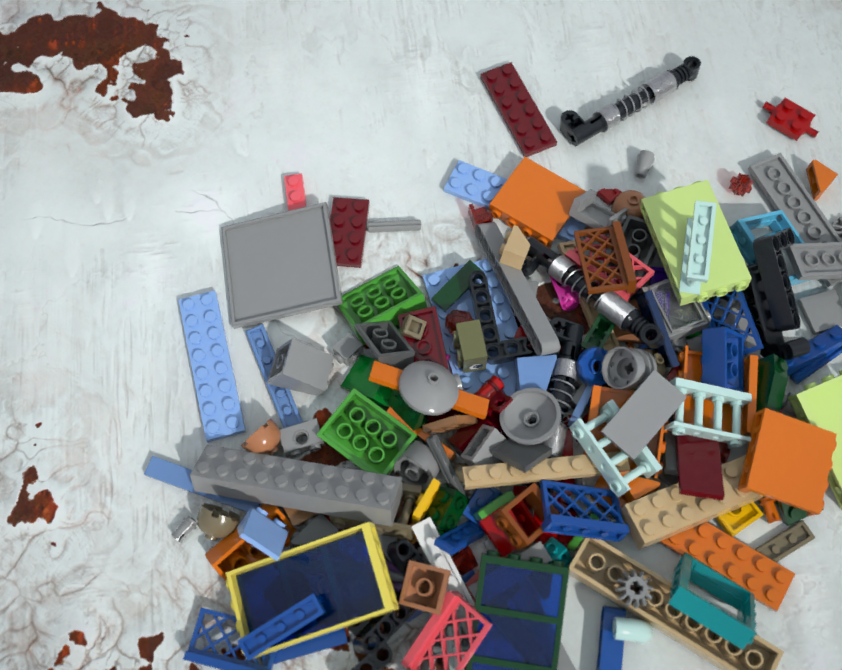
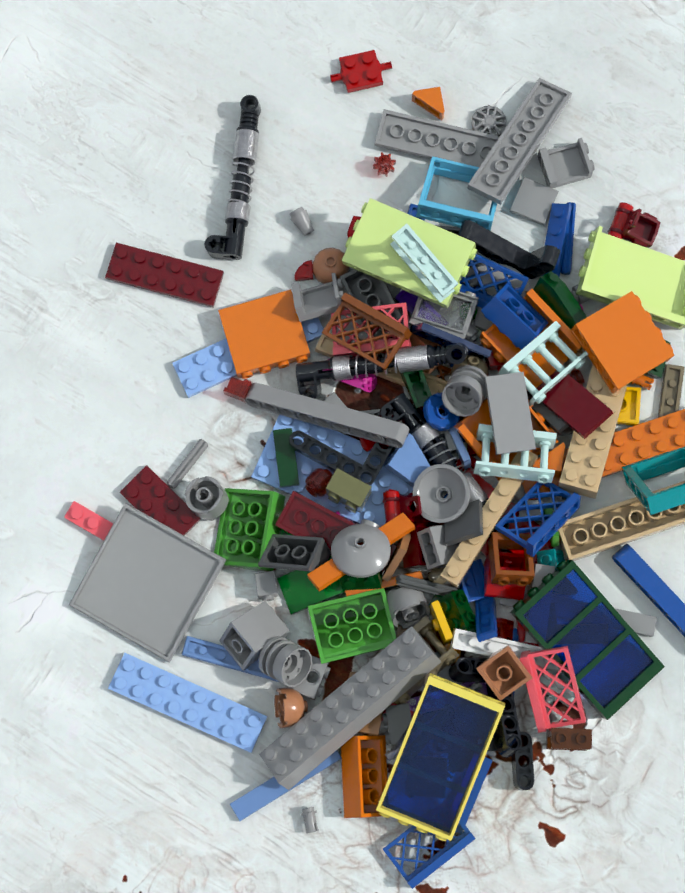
camera: 50 degrees left, 10 degrees up
(216, 522) = (326, 791): dark tan cylinder -> none
(263, 532) = (371, 759): light blue slope -> none
(281, 626) = (451, 796): blue plate -> none
(294, 404) = (285, 661): none -> light grey wheel
(378, 254) = (212, 506): none -> light grey brick
(412, 327) = (296, 522): dark tan slope -> none
(493, 505) = (481, 574): bright green tile -> none
(515, 249) = (298, 390): tan slope -> none
(630, 595) = (625, 520): light grey gear -> none
(632, 630) = (644, 552): light aqua cylinder -> none
(776, 278) = (484, 221): black beam -> none

